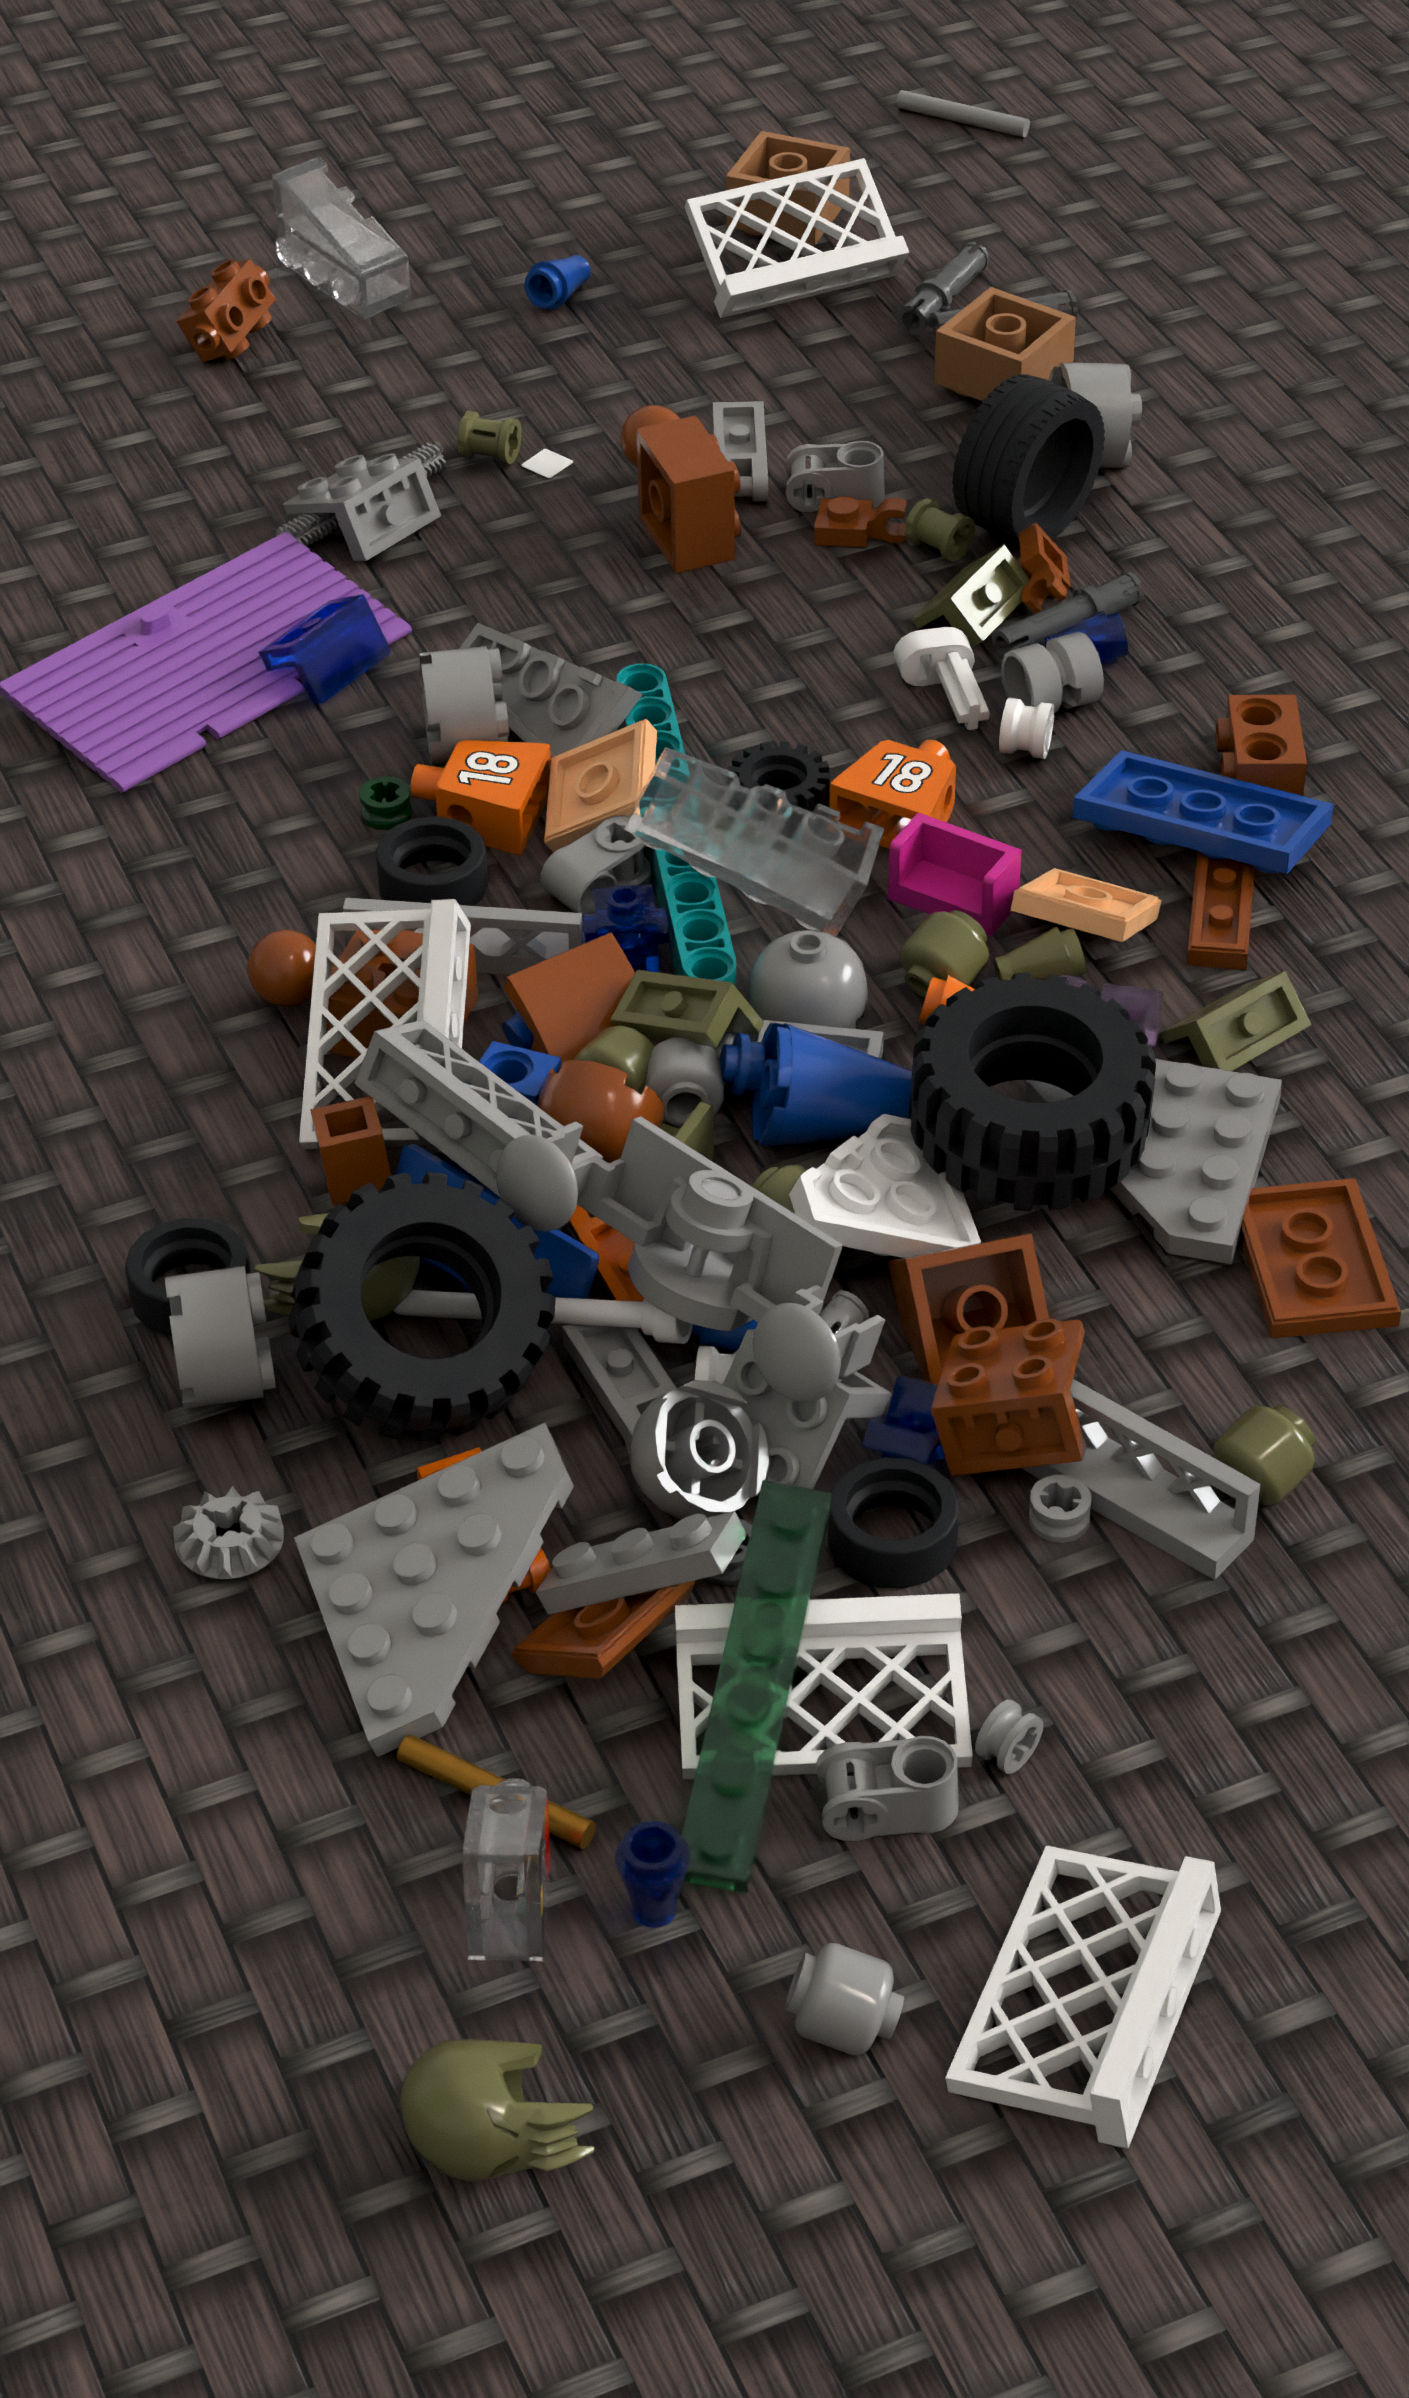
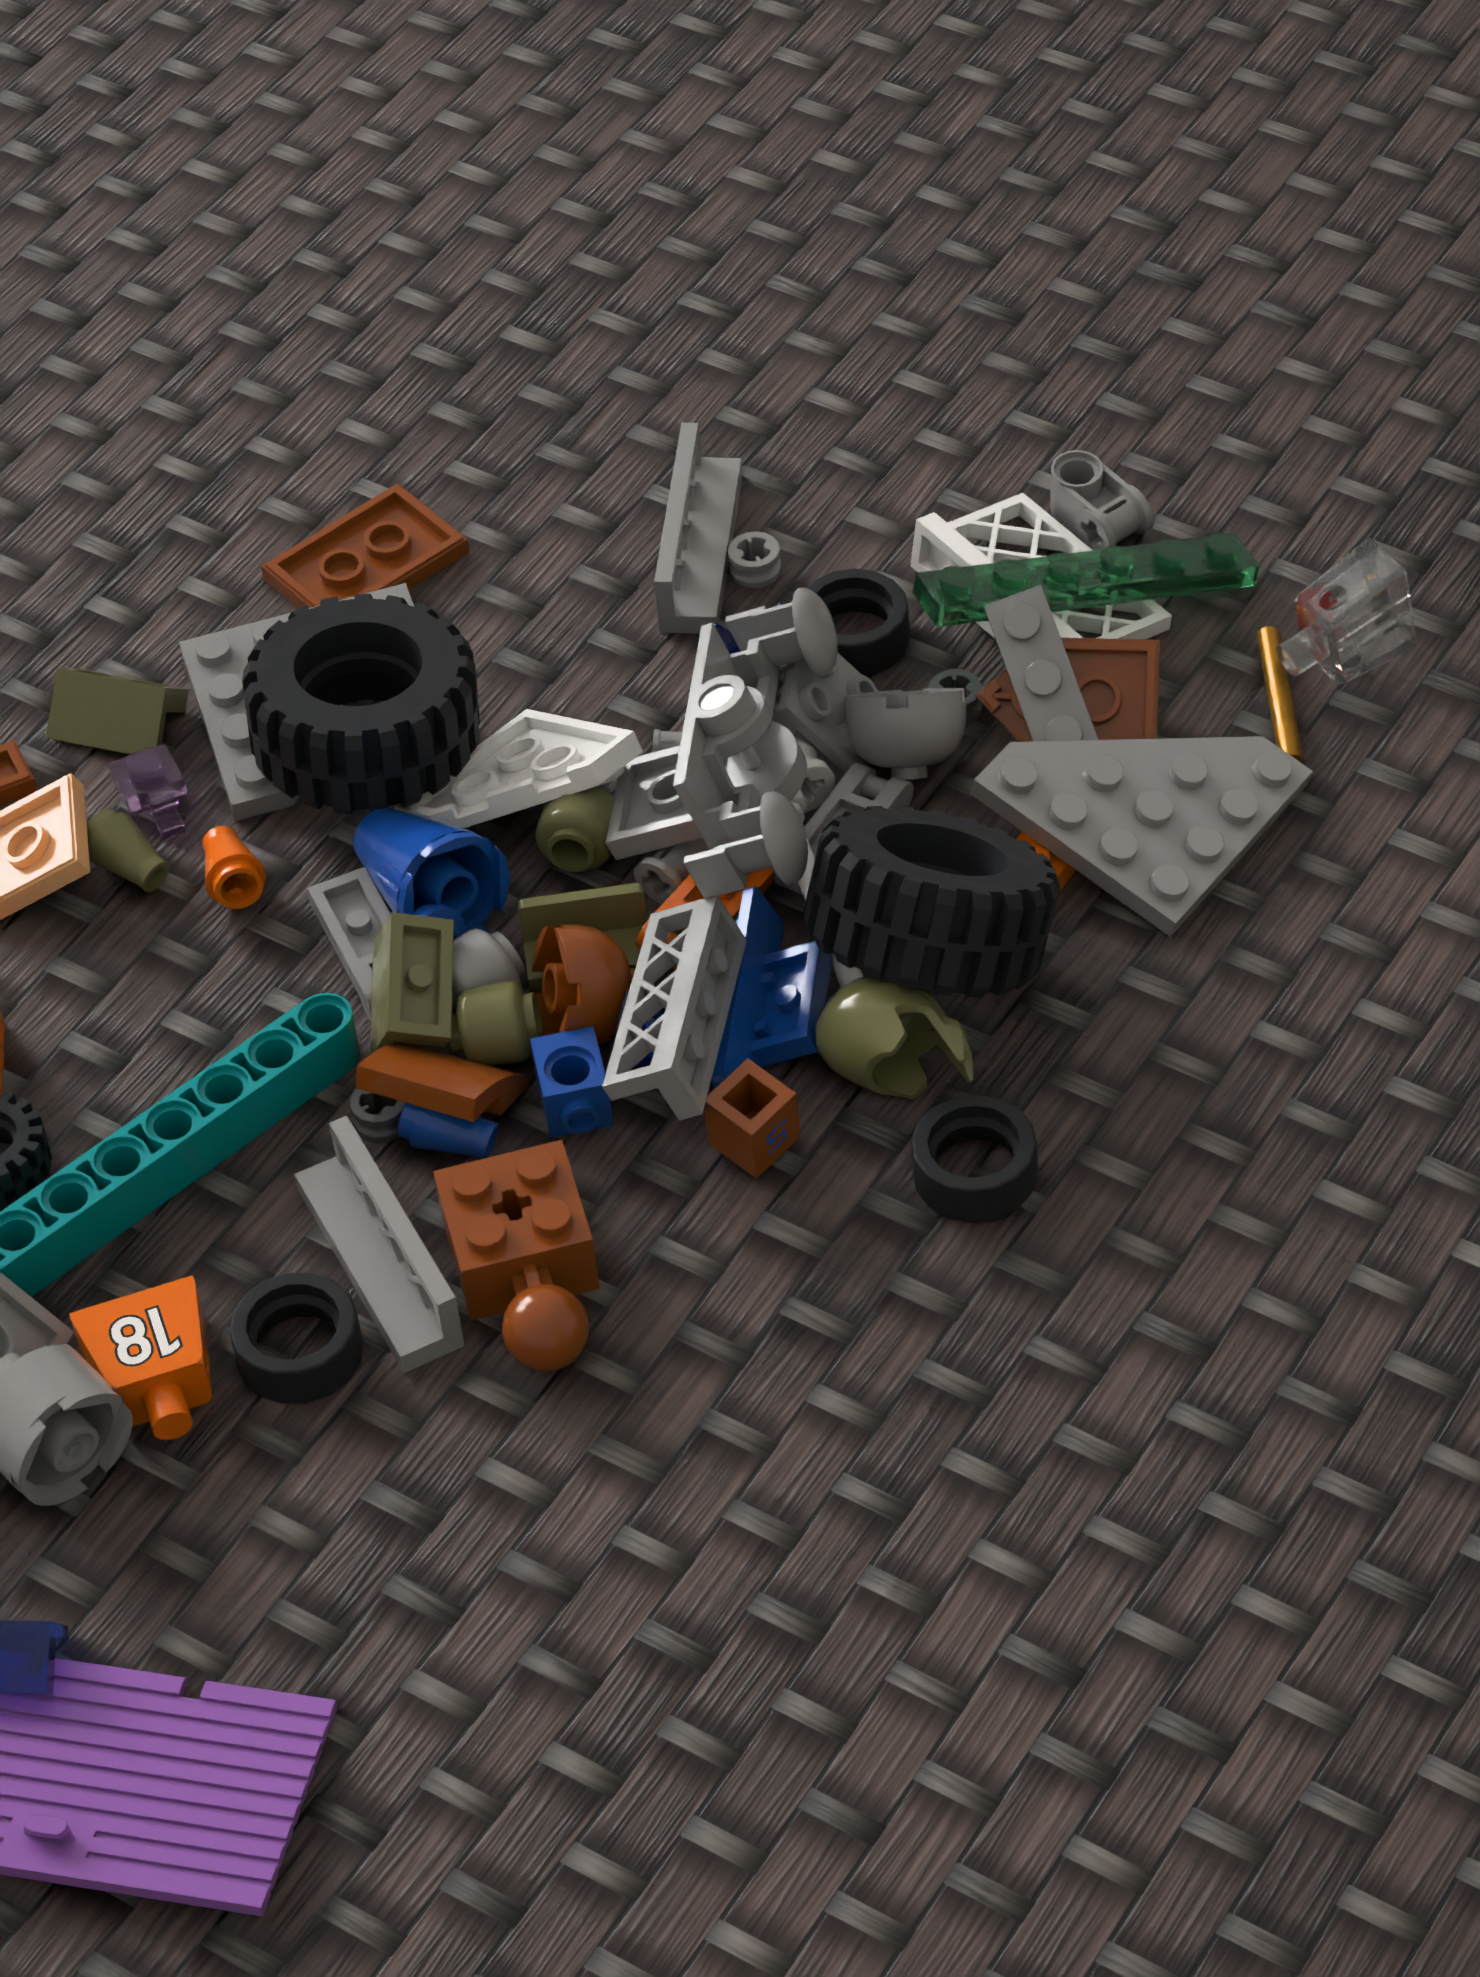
camera: 120 degrees left, 5 degrees up
(216, 1336) = (1046, 1051): light grey brick -> none
(233, 1553) = (1182, 987): light grey gear -> none
(385, 802) = (224, 1460): dark green bush -> none
(439, 1003) = (579, 1117): white fence -> none
(595, 863) = (219, 1206): light grey piece -> none
(597, 782) = (100, 1241): light nougat plate -> none
(632, 920) = (295, 1119): clear blue brick -> none
(653, 1869) = (1287, 547): clear blue cone -> none
(756, 840) = (137, 1036): clear wedge -> none
(809, 981) = (268, 971): light grey cylinder -> none
(843, 1999) = (1281, 439): light grey head -> none
(943, 947) = (167, 906): olive head -> none
(953, 869) = (46, 952): dark pink panel -> none
(965, 1289) = (591, 680): dark orange slope -> none
(1009, 1736) = (998, 463): light grey bush -> none
(1010, 1398) = (680, 583): dark orange bracket -> none
(1143, 2018) = (1144, 323): white fence -> none
(1270, 1449) = (621, 471): olive head -> none

